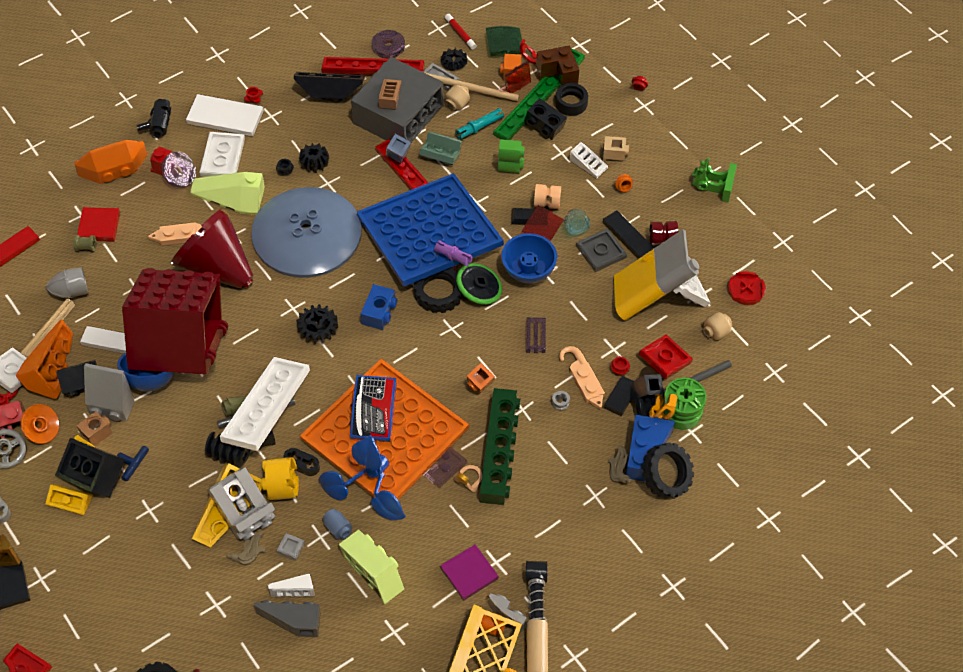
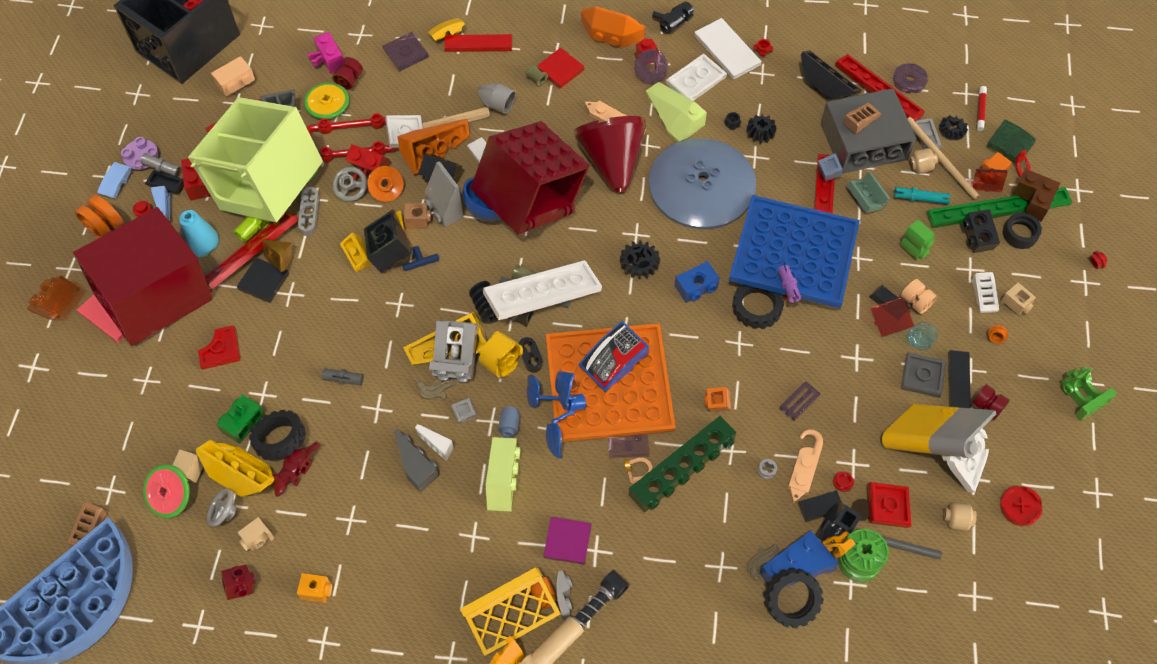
camera: 45 degrees right, 5 degrees up
(170, 598) = (342, 376): none -> dark grey pin
(479, 284) = (787, 334): black wheel -> none
(529, 258) = (857, 329): blue piece -> none

